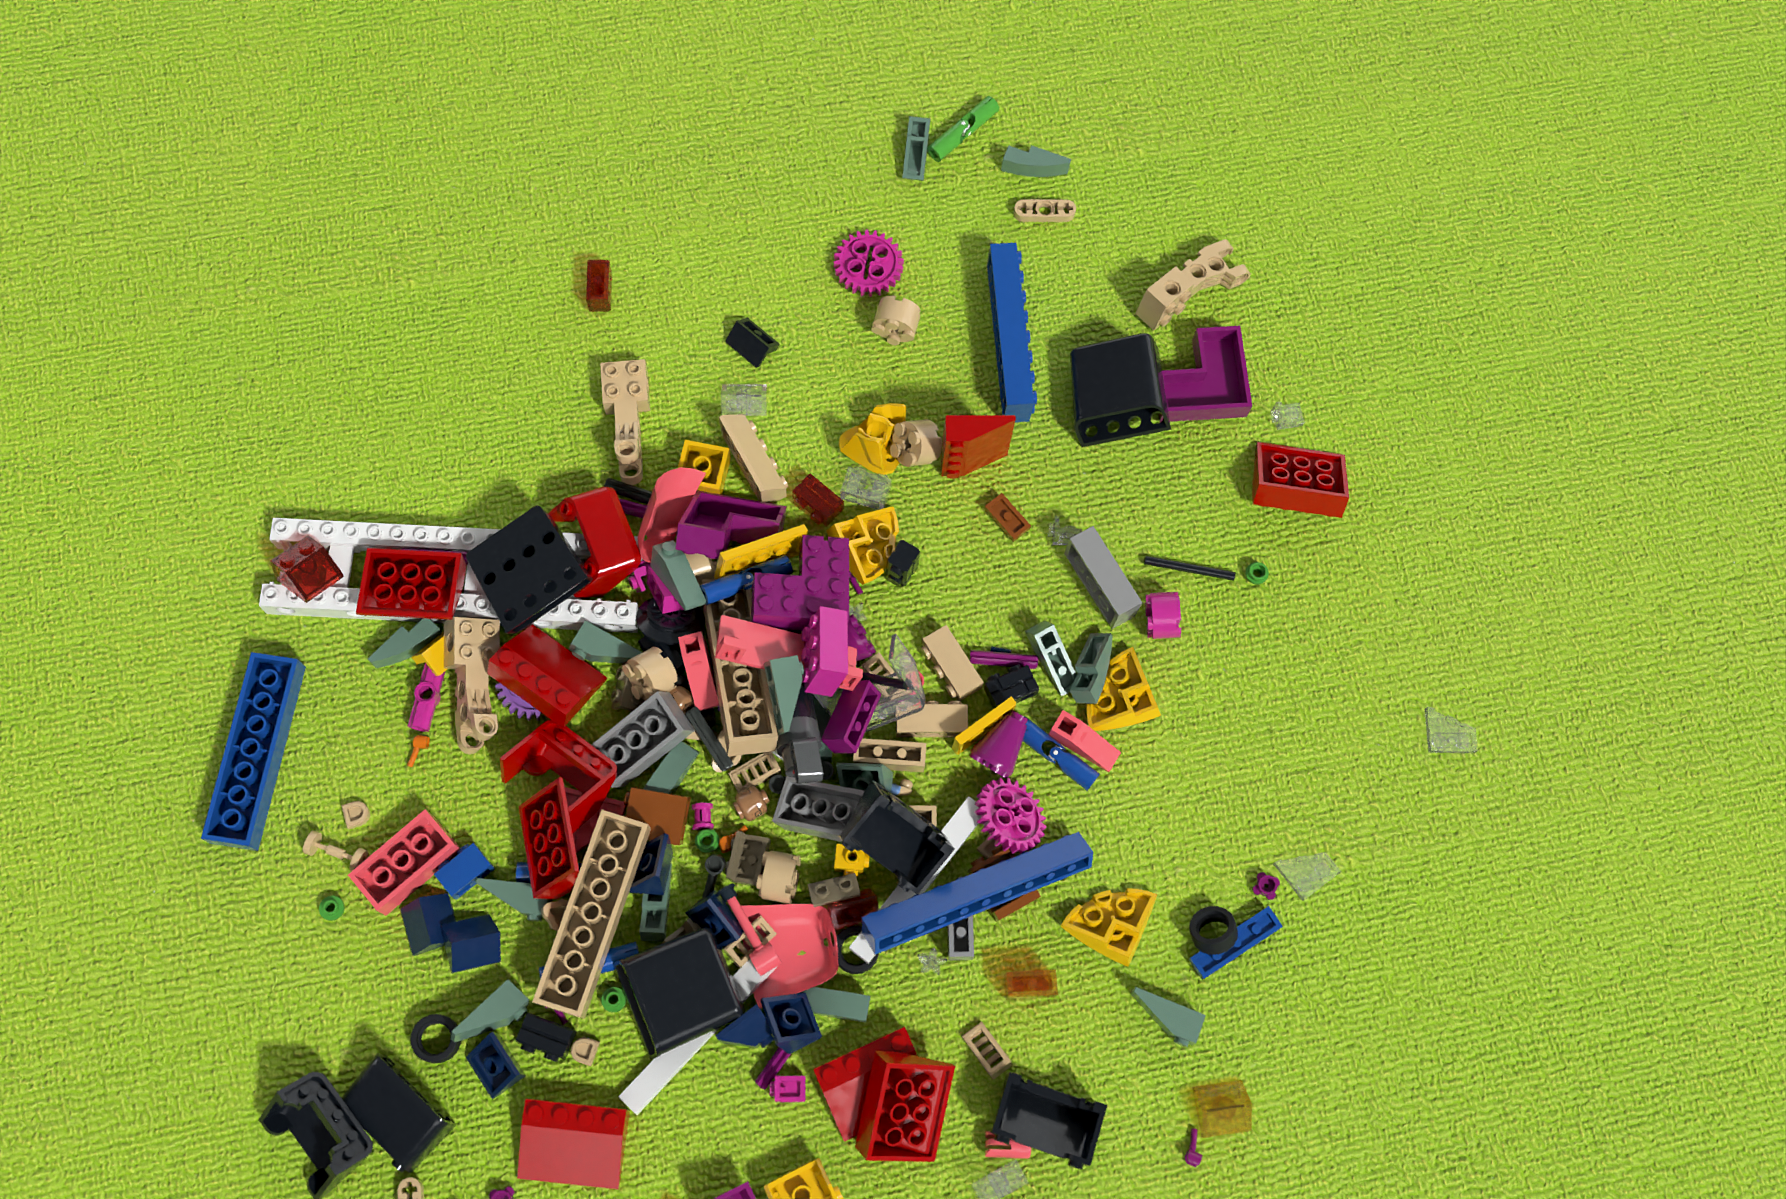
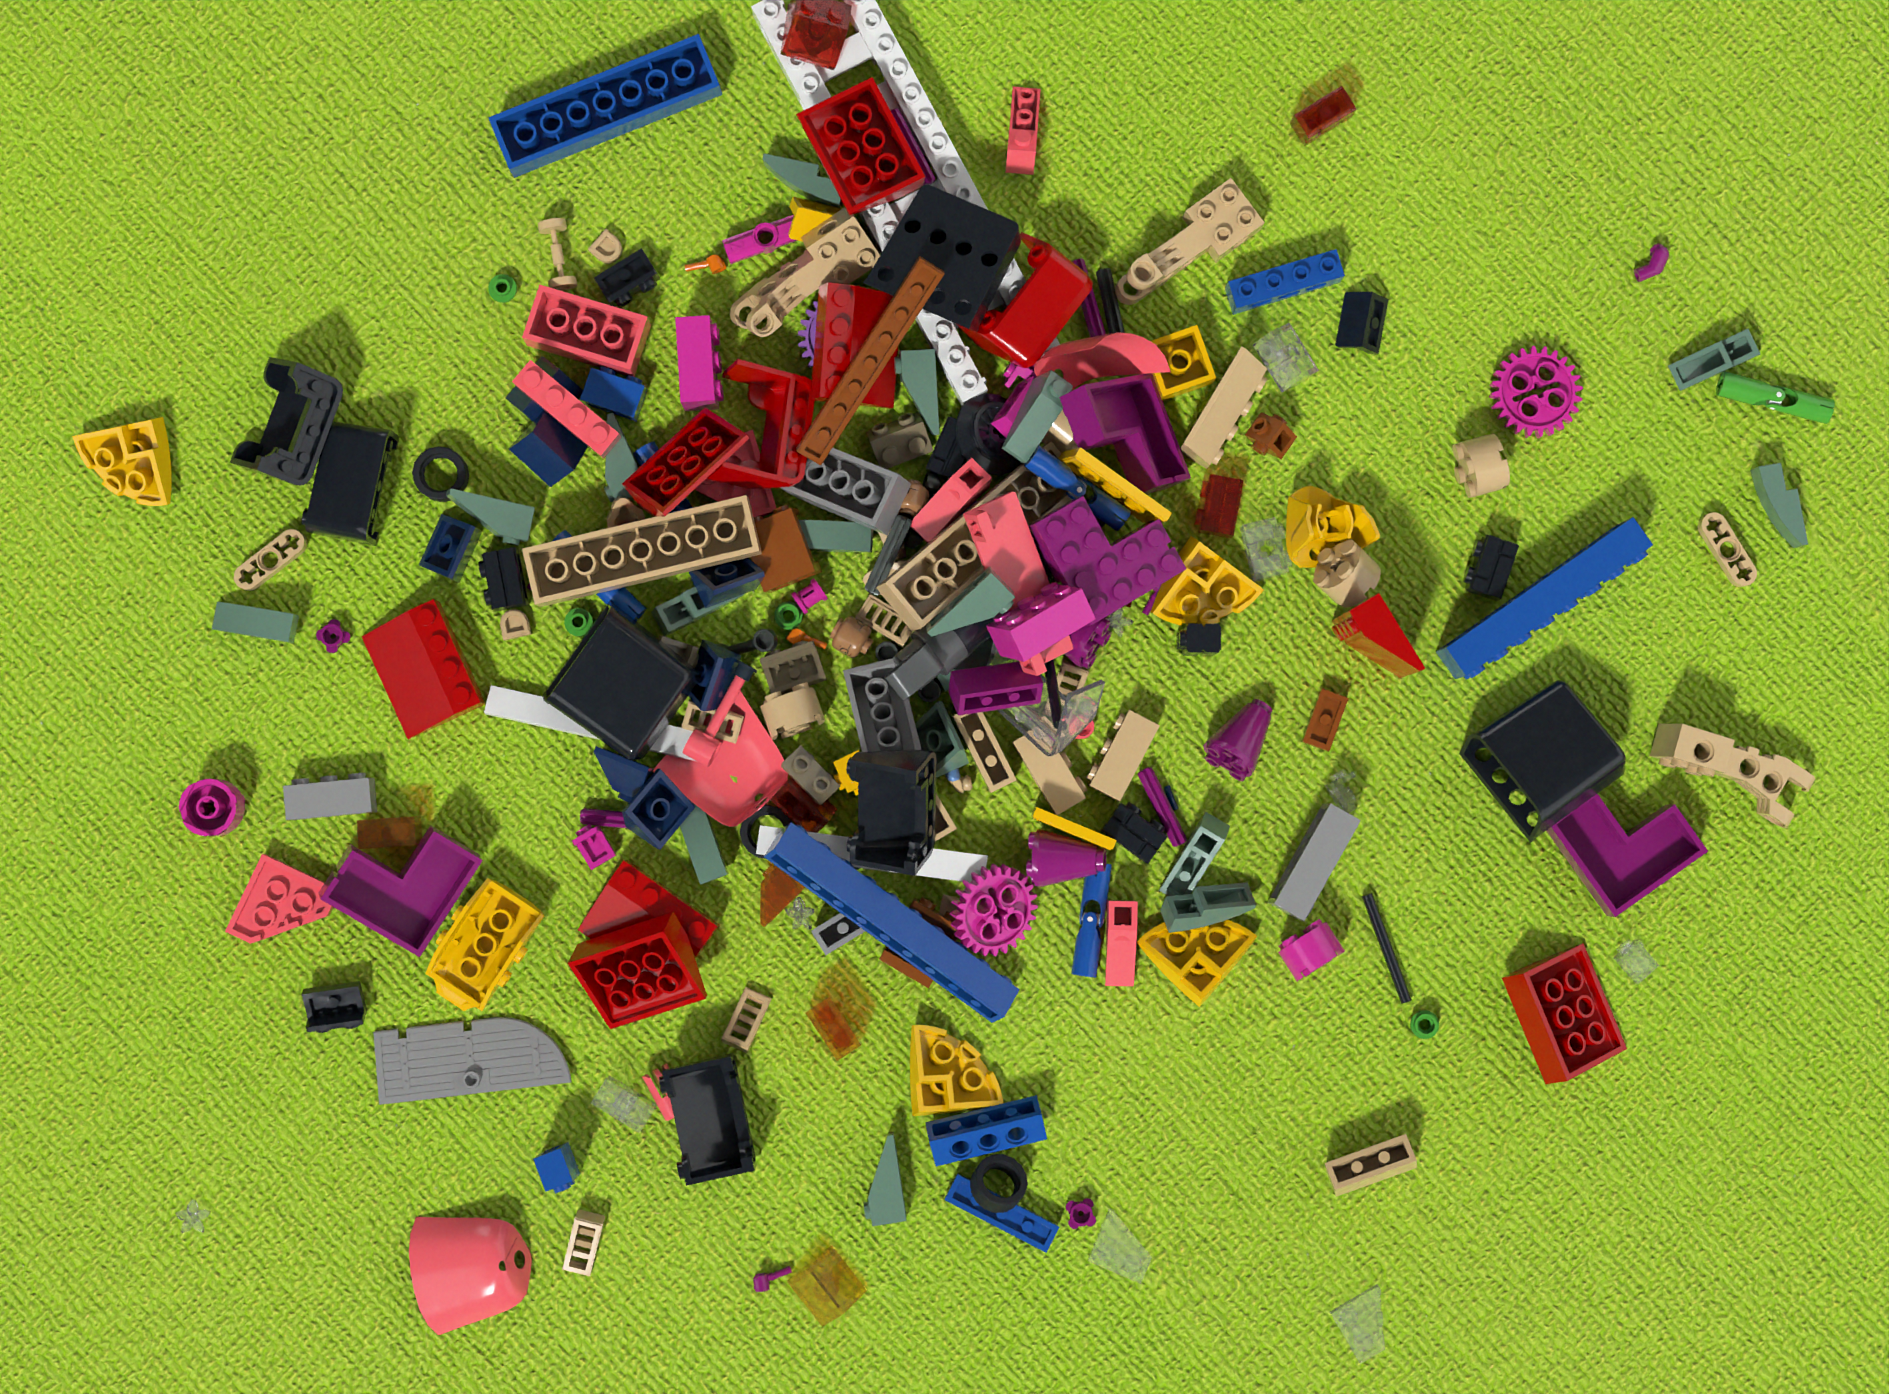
camera: 60 degrees right, 15 degrees up
(388, 810) = (627, 279): none -> black bracket
(451, 907) = (566, 409): none -> coral brick
(476, 479) = (1023, 130): none -> coral slope
(483, 793) = (698, 363): none -> dark pink brick
(564, 662) = (870, 360): none -> dark orange tile
(650, 673) = (917, 453): tan brick -> none
(692, 372) = (1284, 281): none -> blue brick
(791, 439) = (1270, 435): none -> dark orange brick
(829, 144) = (1658, 260): none -> magenta arm
(905, 968) = (776, 893): none -> clear orange slope
(968, 355) = (1491, 567): none -> black brick
(989, 579) = (1240, 740): none -> magenta cone
(1169, 917) = (986, 1130): none -> blue brick
(1338, 662) = (1371, 1165): none -> tan brick

